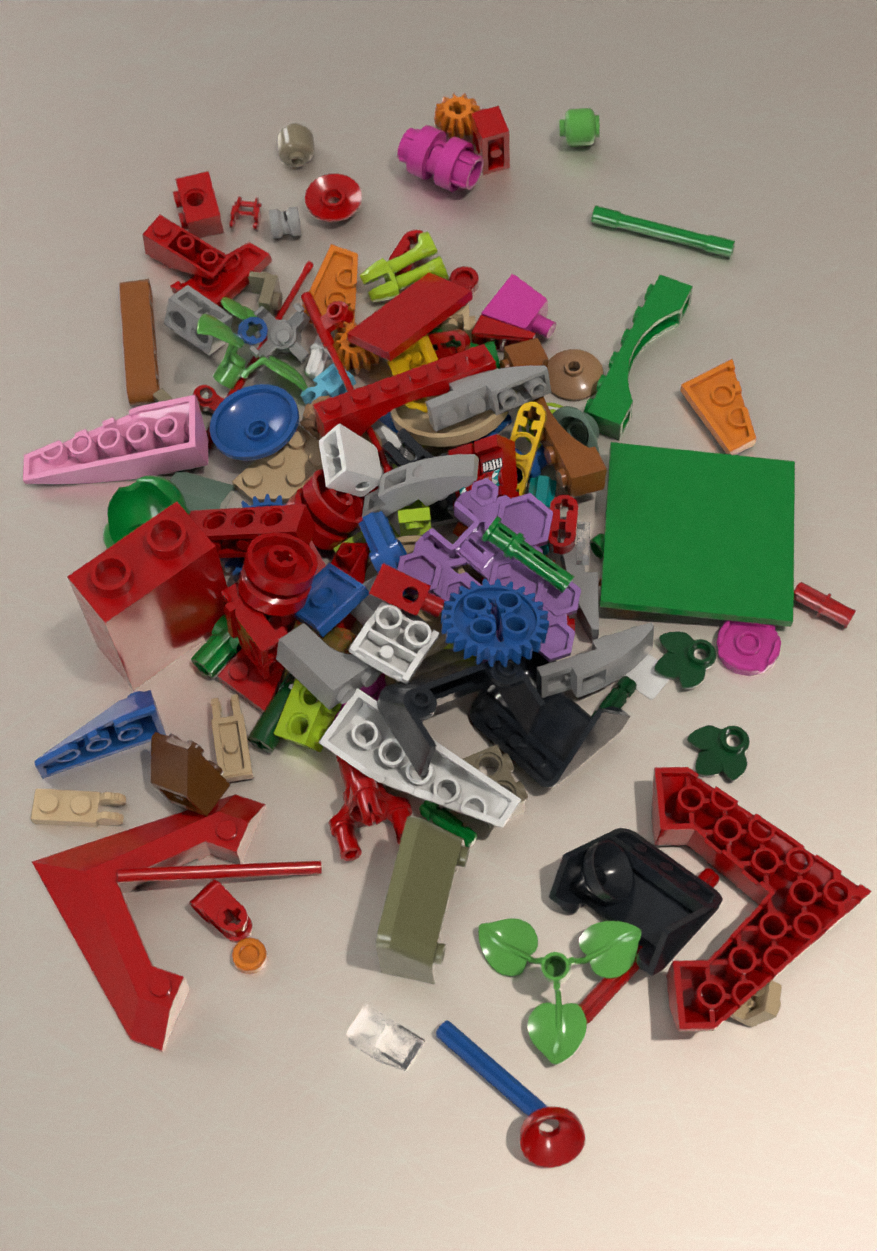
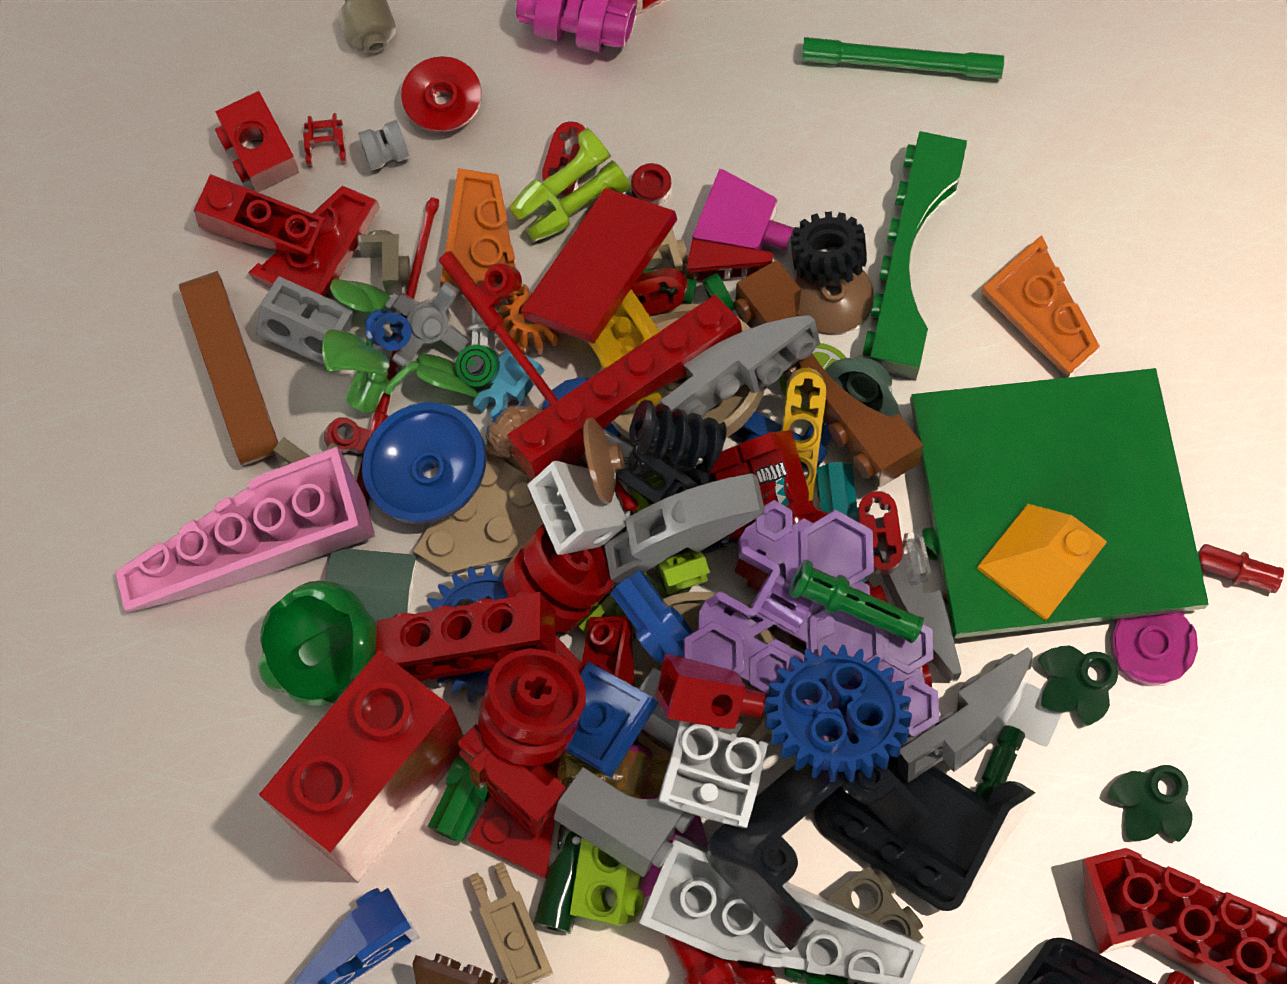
camera: 15 degrees left, 10 degrees up
(309, 368) = (477, 365): none -> green tile
(372, 429) = (602, 459): none -> medium nougat dish
(430, 424) = (677, 433): none -> black piece
(576, 339) = (832, 264): none -> black tyre
(677, 563) = (1041, 557): none -> light orange slope

